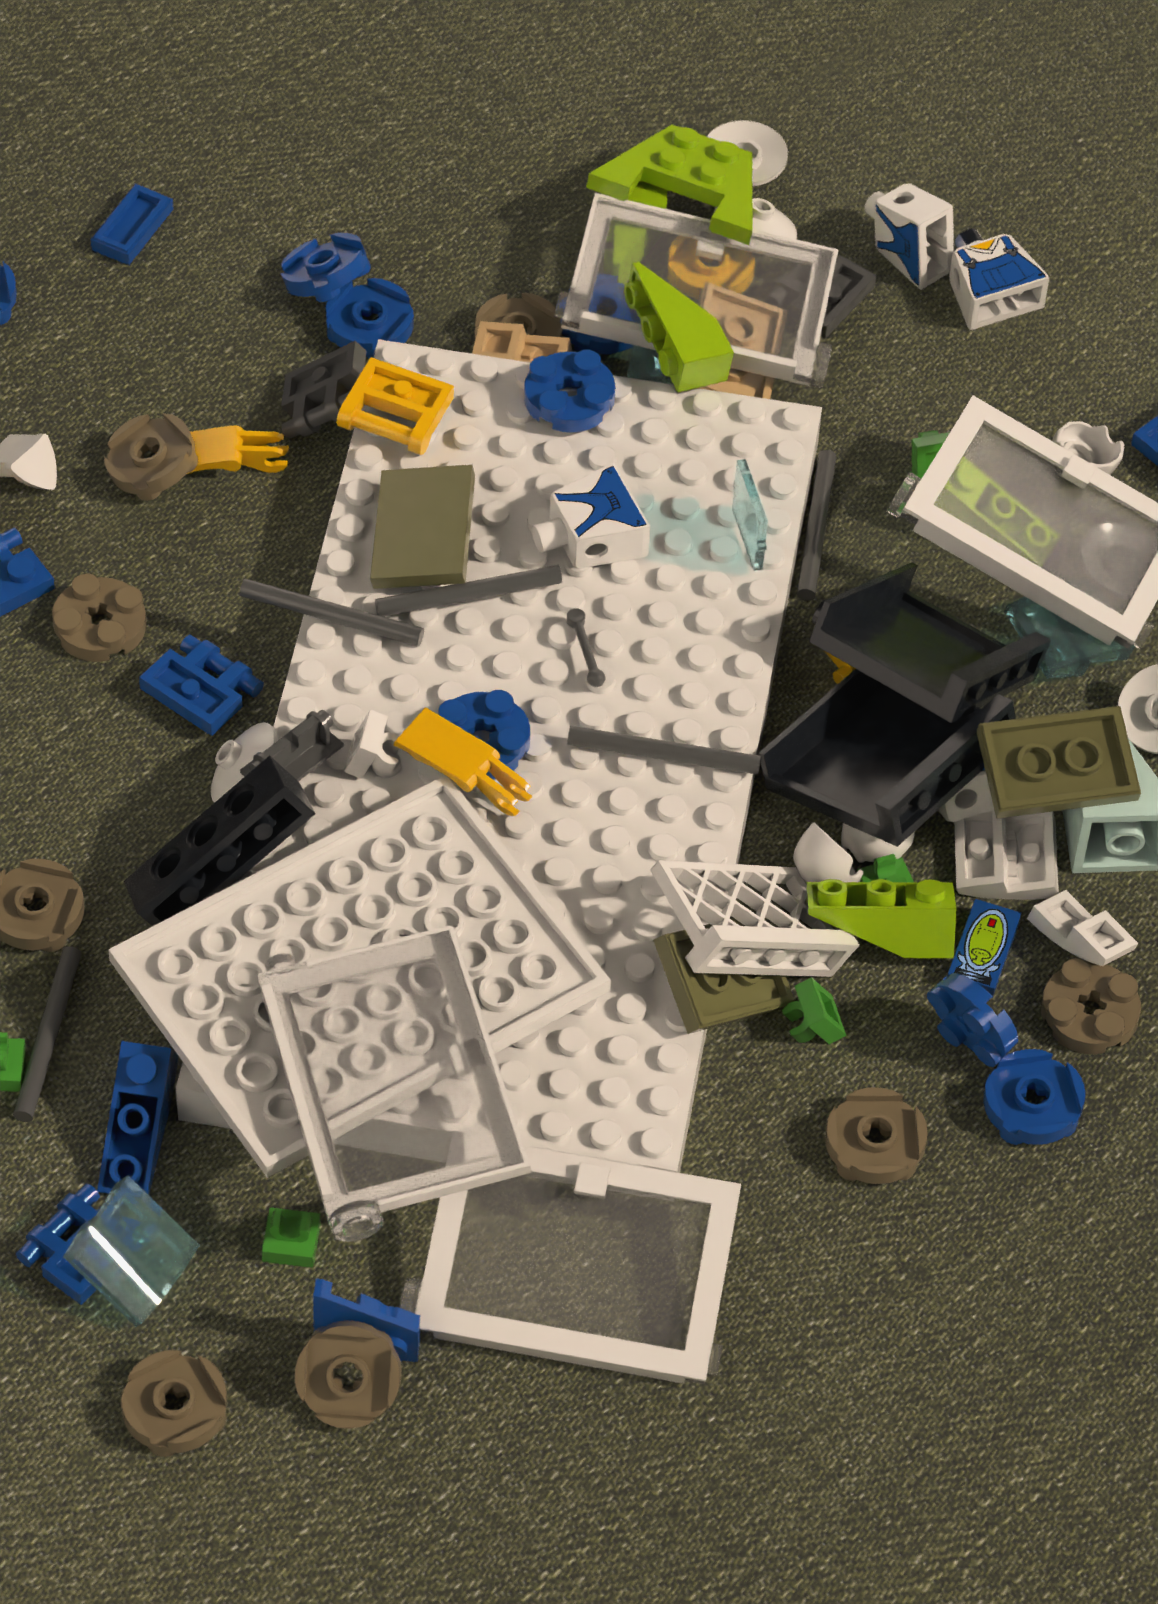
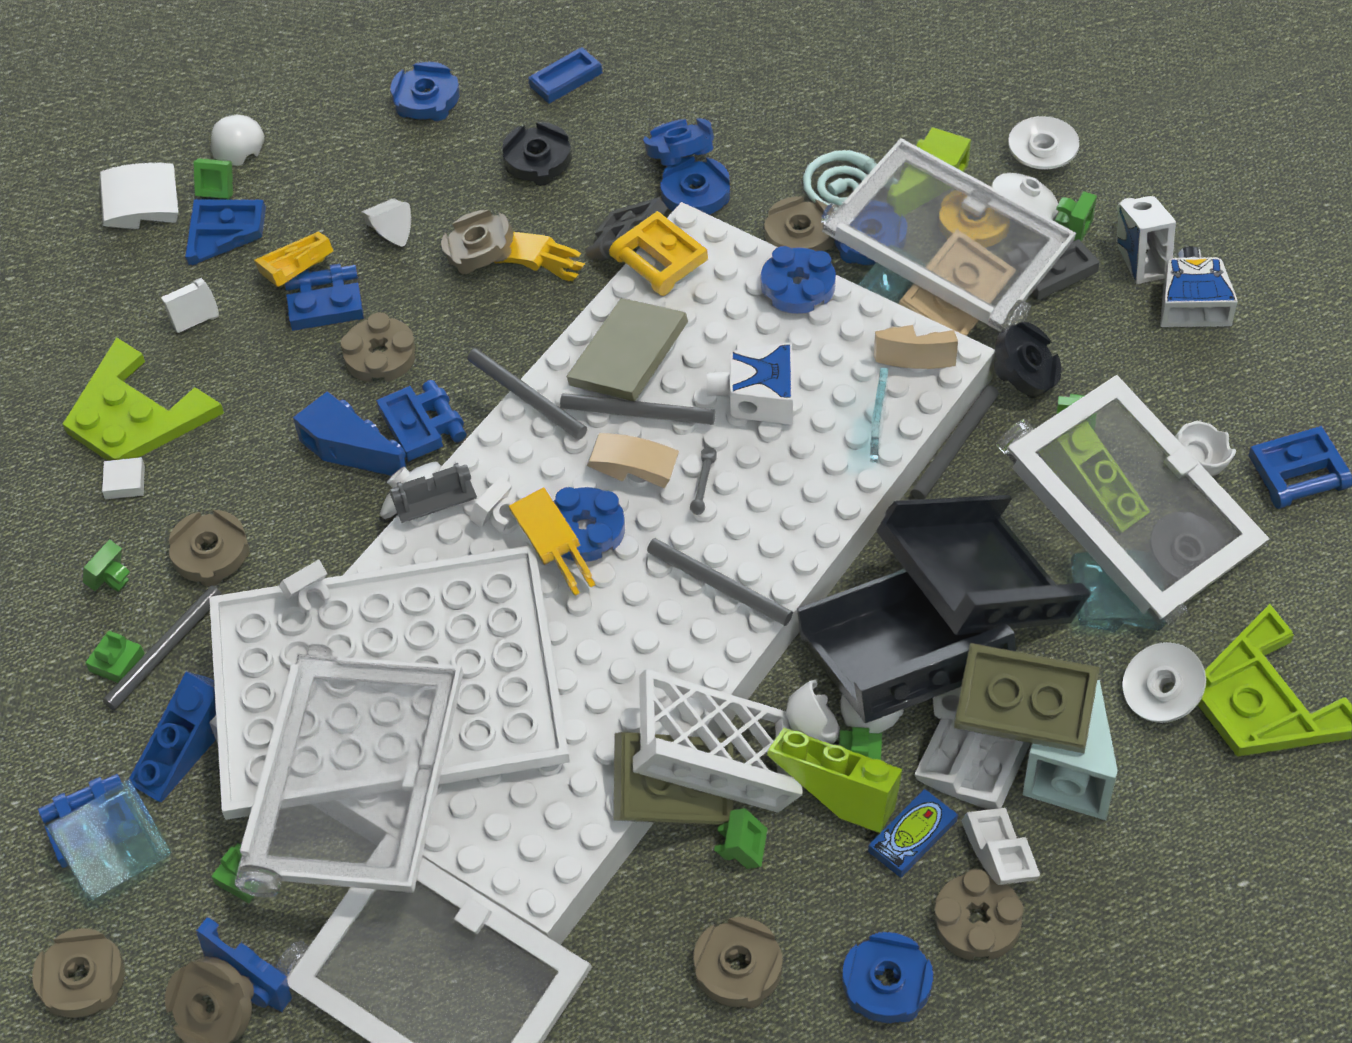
camera: 30 degrees right, 0 degrees up
(129, 732) = (345, 439): none -> blue slope
(155, 349) = (537, 167): none -> black plate
(218, 895) = (305, 581): none -> white tile
(221, 843) = (349, 539): black brick -> none
(490, 645) = (627, 454): none -> tan slope
(512, 343) = (784, 232): tan slope -> none
(535, 268) = (840, 185): none -> light aqua piece
(683, 333) = (906, 259): lime slope -> none
(689, 166) = (985, 137): lime wing -> none
(737, 434) = (904, 349): none -> tan slope
(822, 229) = (1077, 215): none -> bright green tile
(853, 409) = (1026, 359): none -> black plate
(970, 1020) = (859, 891): blue plate -> none

